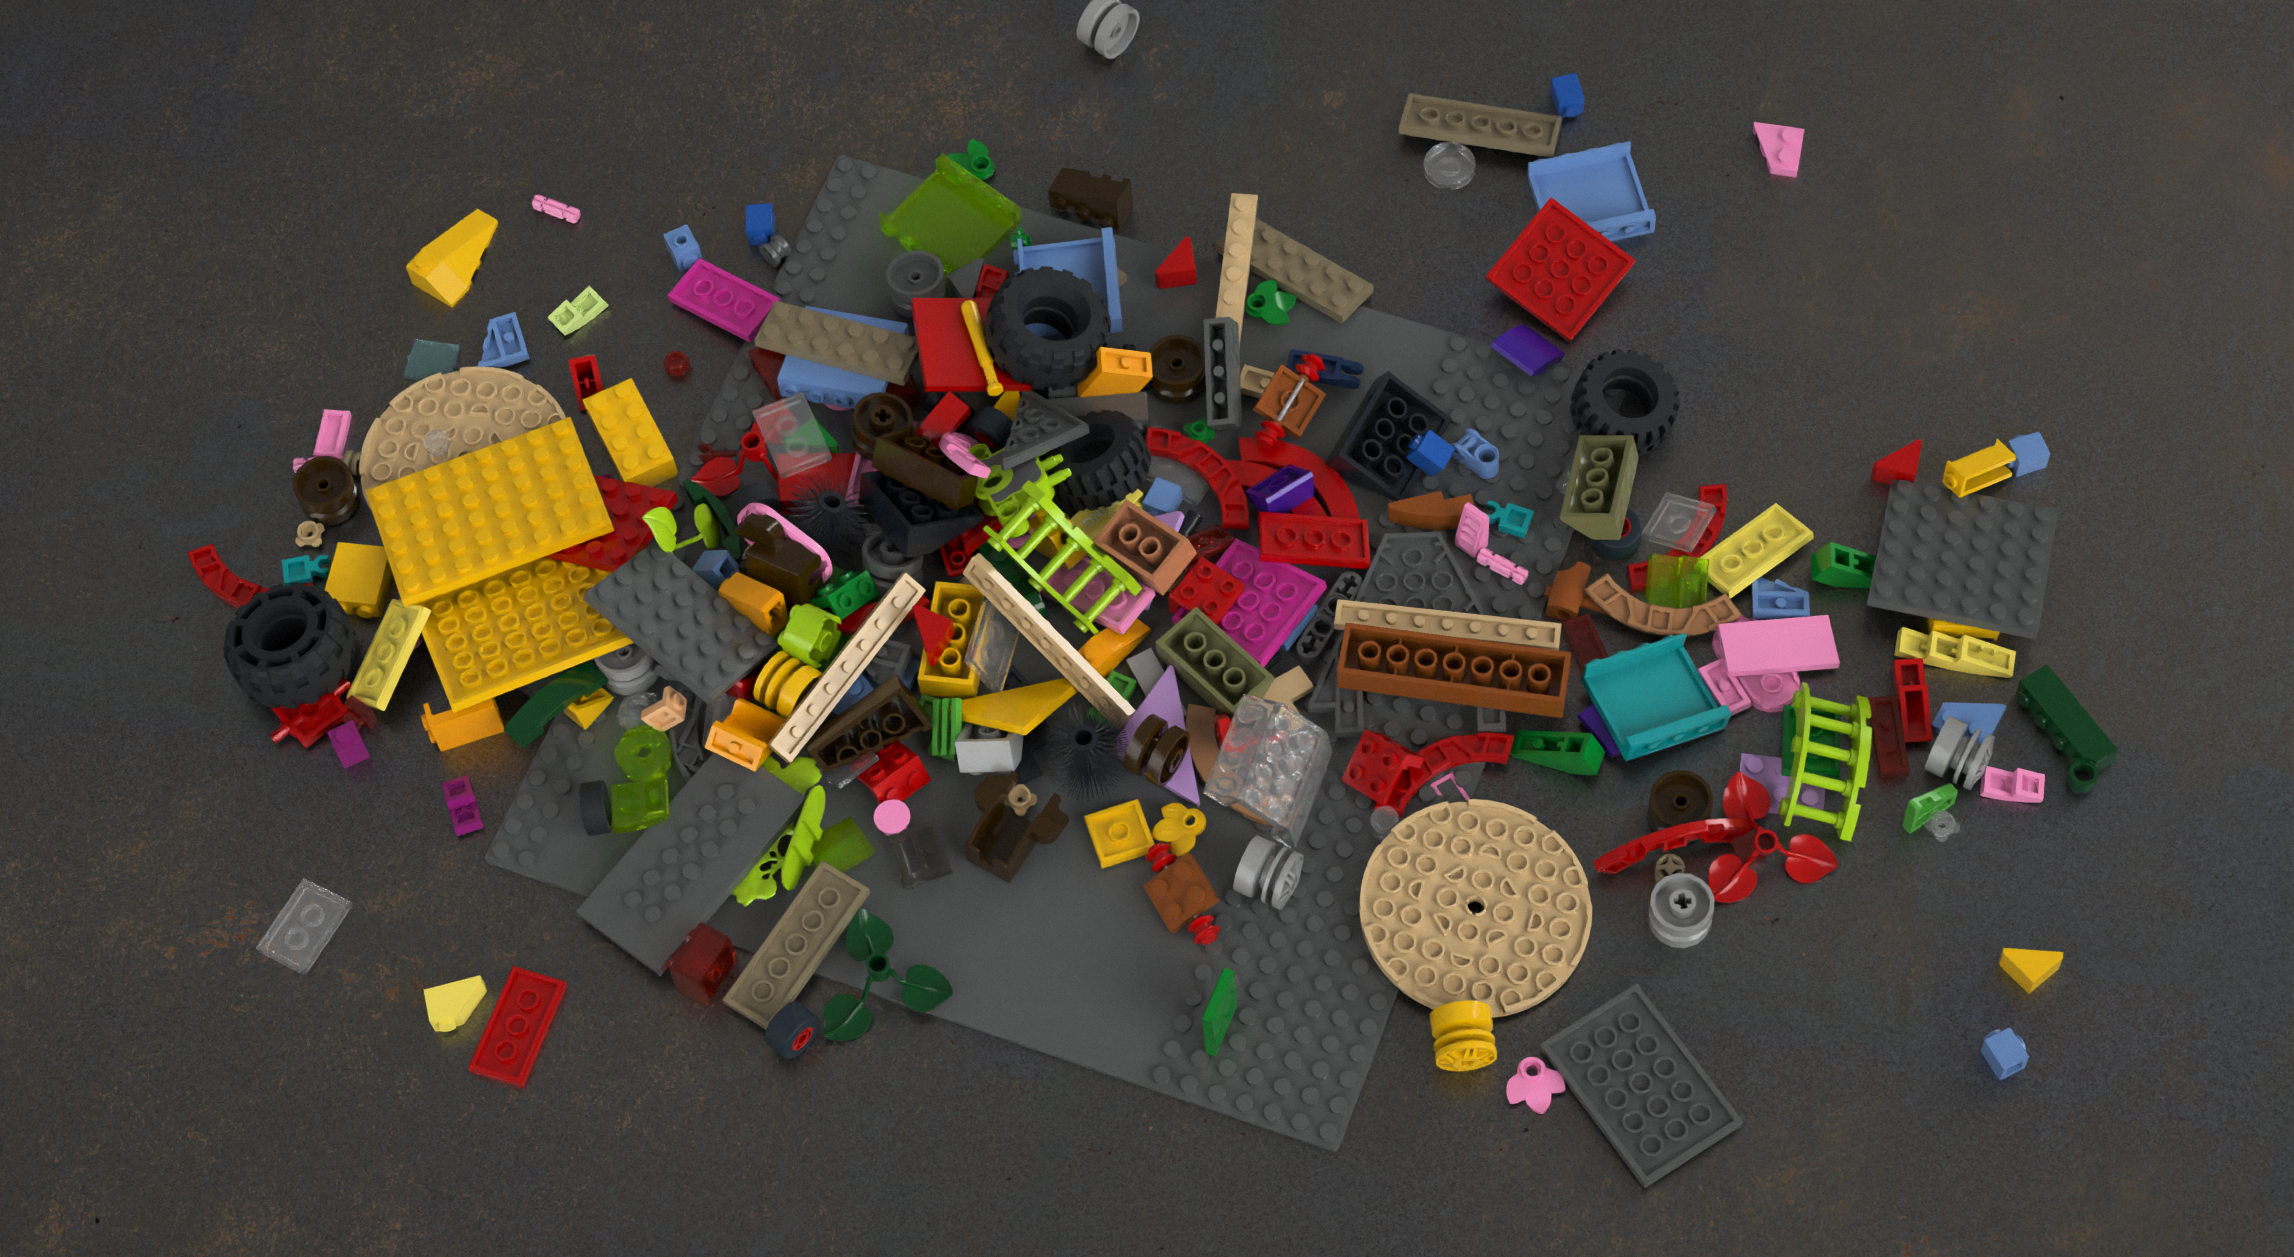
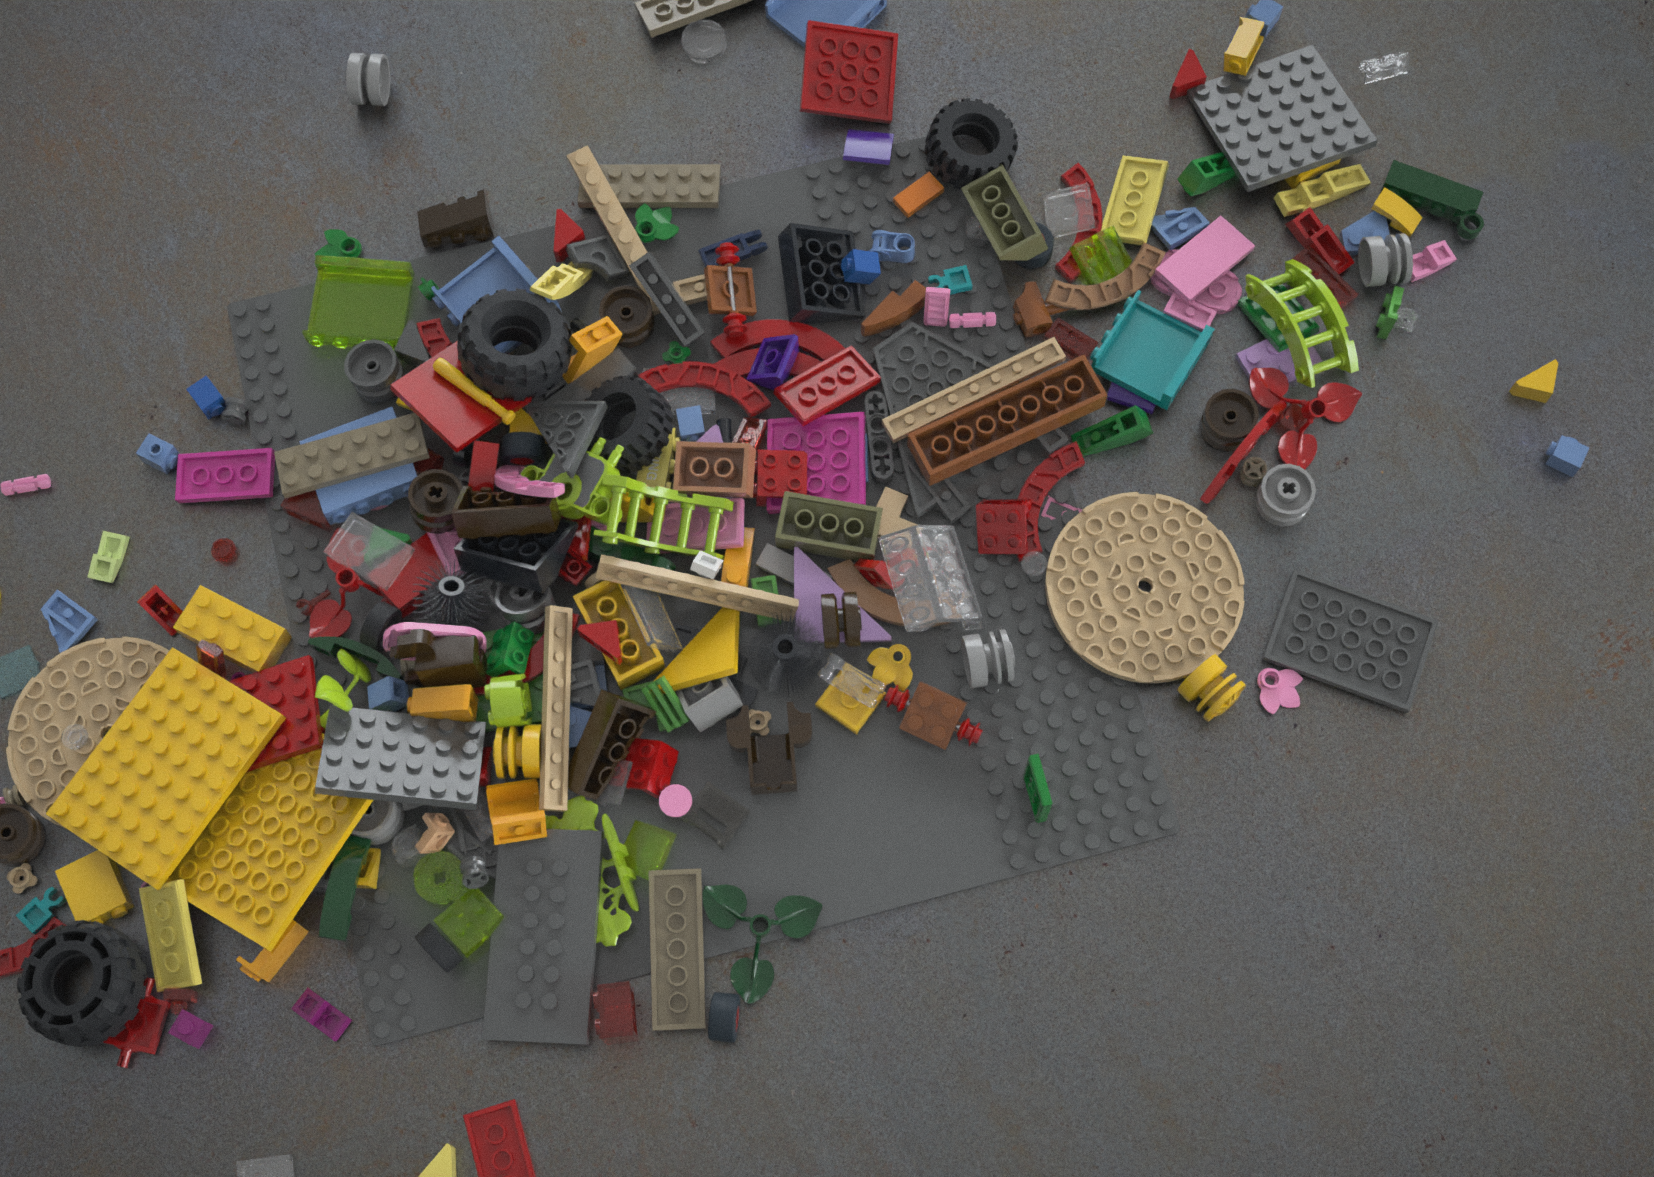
camera: 40 degrees left, 10 degrees up
(594, 445) = (211, 657): none -> clear red plate
(673, 763) = (474, 872): none -> dark grey wheel
(1071, 624) = (706, 565): none -> white plate
(1130, 815) = (851, 681): none -> clear plate
(1137, 301) = (561, 281): none -> light yellow slope
(1193, 299) = (598, 255): none -> dark grey tile
(1541, 422) = (918, 194): none -> orange tile
(2015, 718) = (1401, 213): none -> yellow slope
(2118, 575) = (1387, 67): none -> clear hinge

